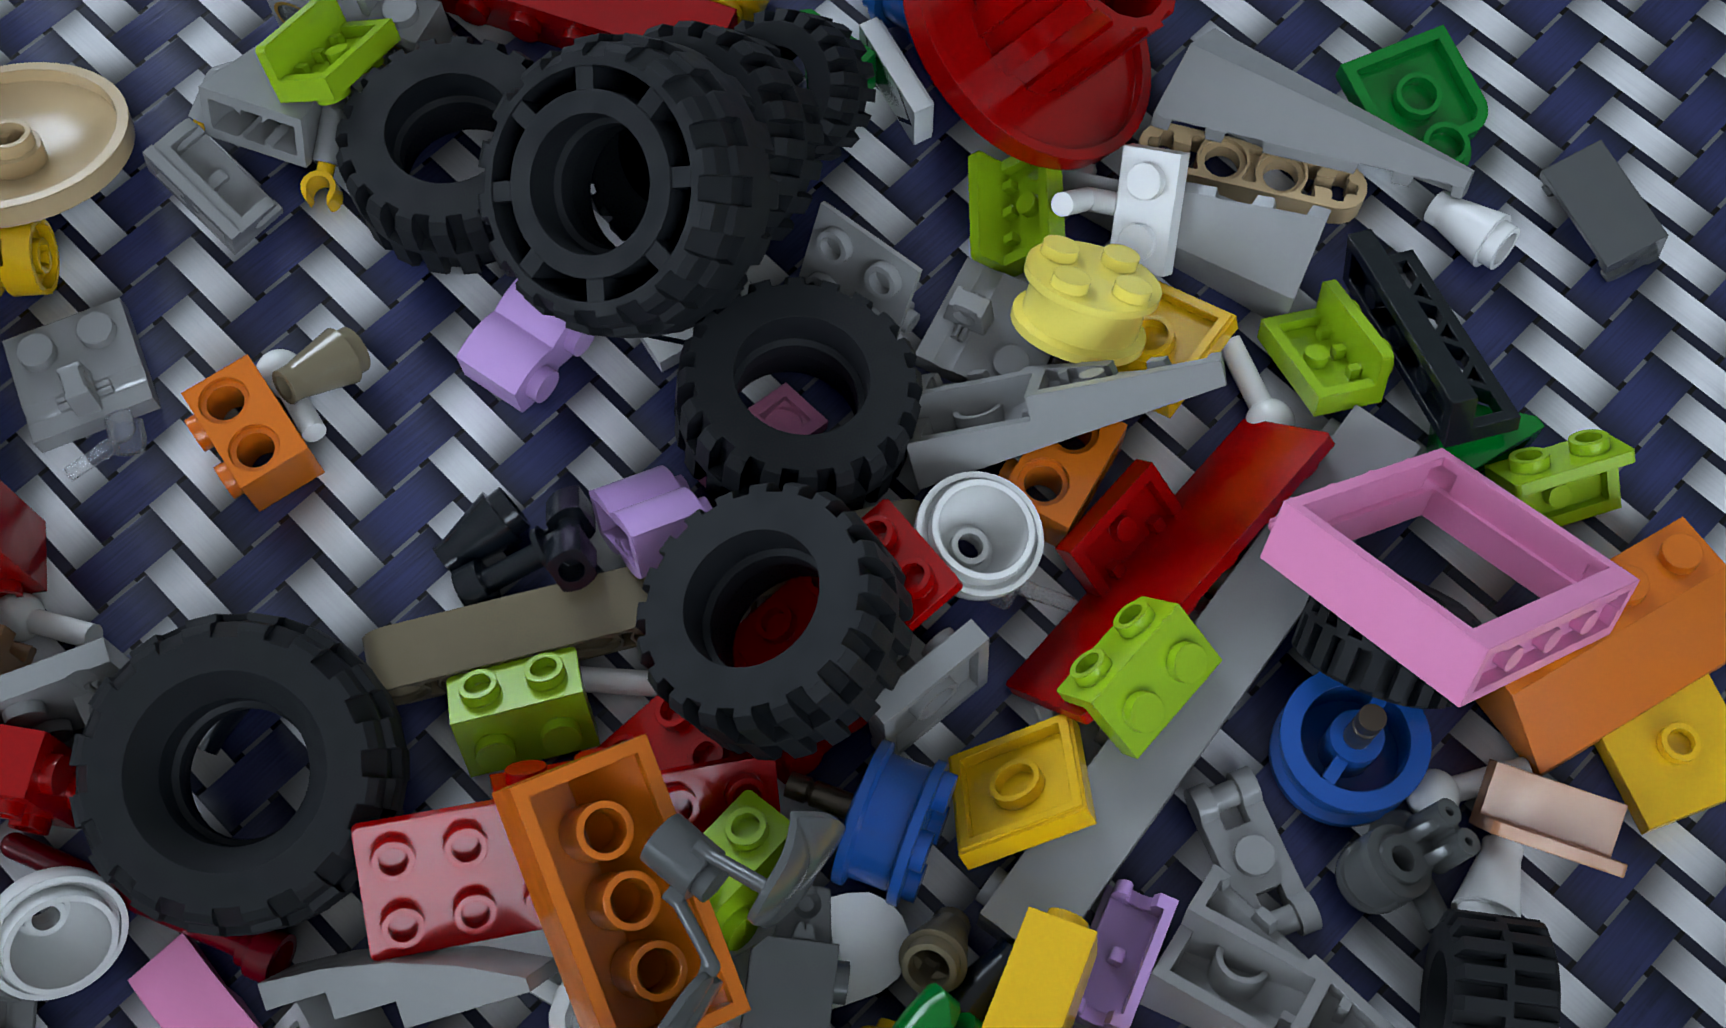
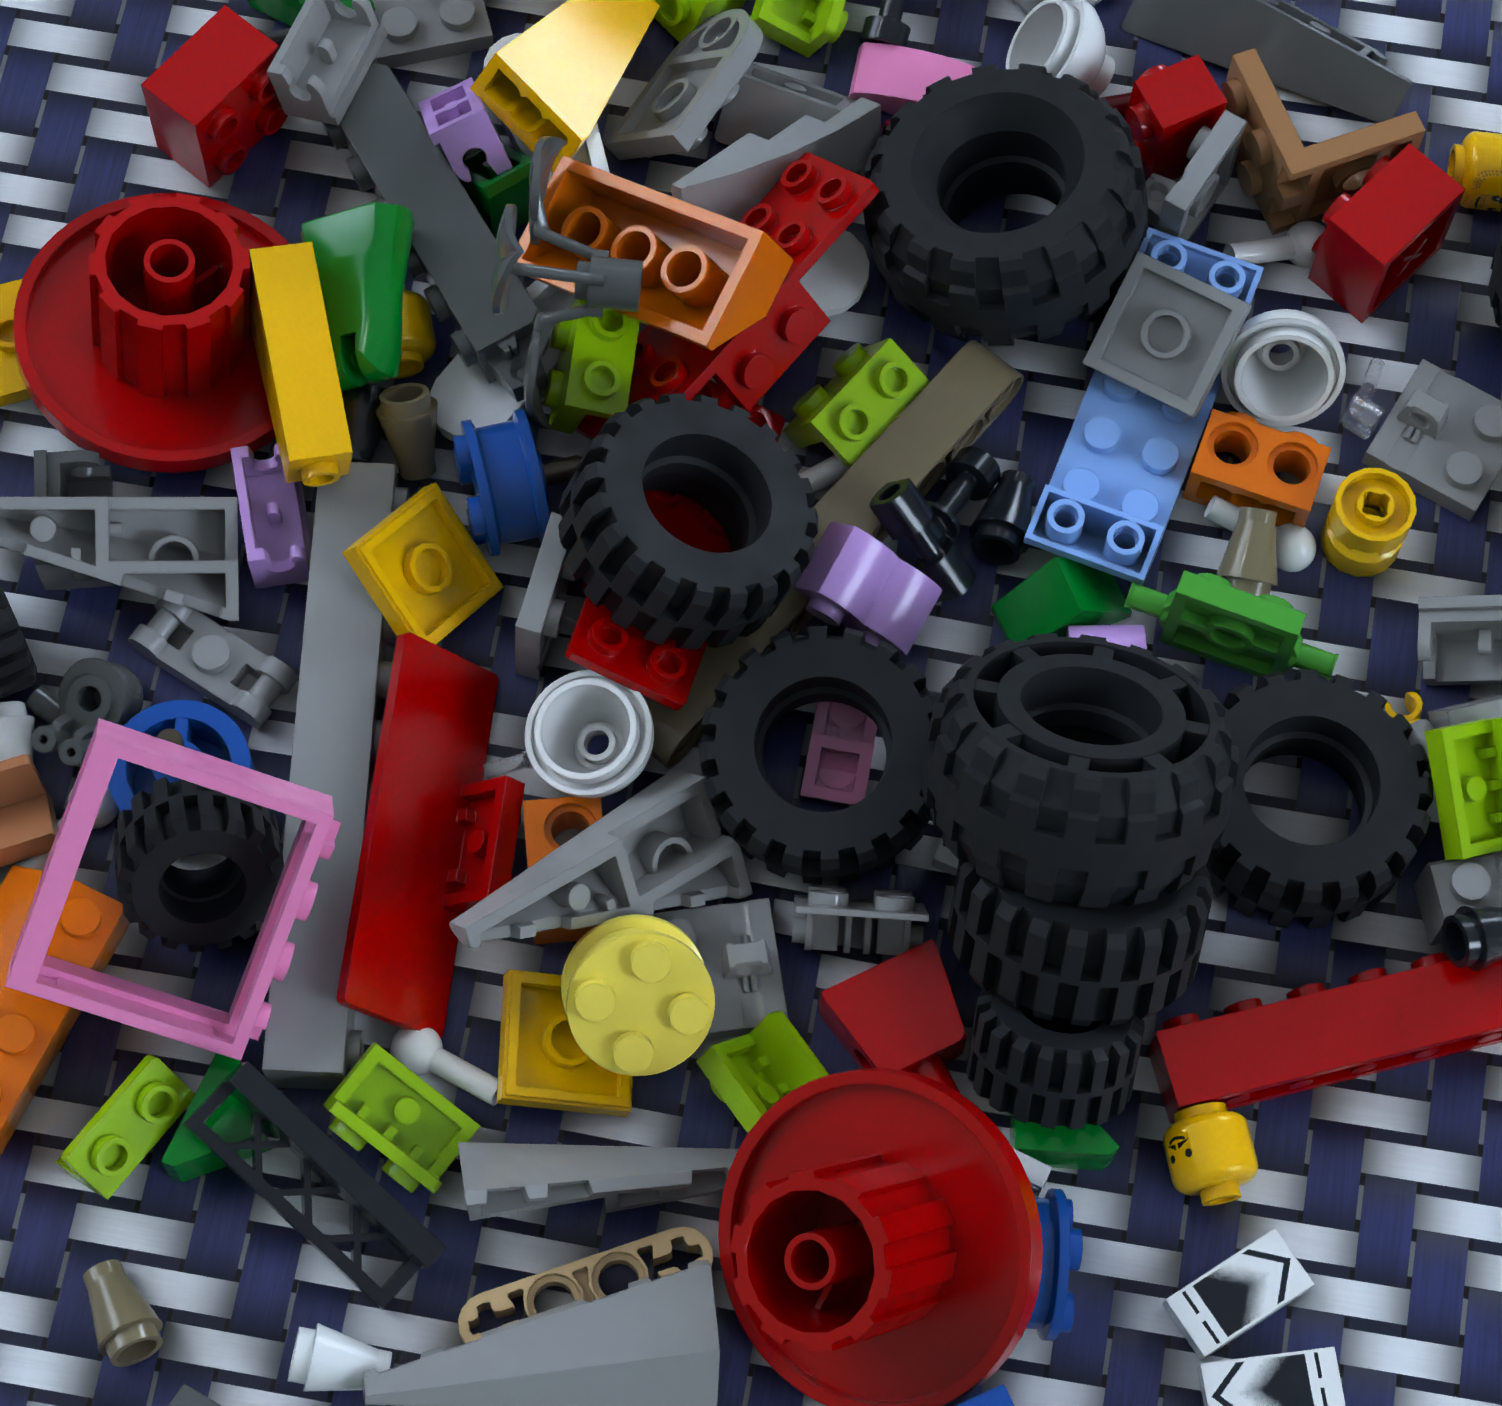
camera: 140 degrees right, 0 degrees up
(147, 496) = (1285, 385): none -> white piece
(207, 324) = (1368, 522): none -> yellow wheel
(219, 557) = (1167, 334): none -> light grey hinge
(311, 536) = (1129, 449): none -> light blue slope
(391, 308) = (1231, 626): none -> bright green plate
(502, 434) = (1058, 597): none -> green slope
(890, 192) = (899, 1015): none -> red torso
(1140, 672) = (383, 697): lime bracket -> none
(1143, 208) = (651, 1150): white plate -> none
(1626, 357) = (122, 1318): none -> dark tan cone

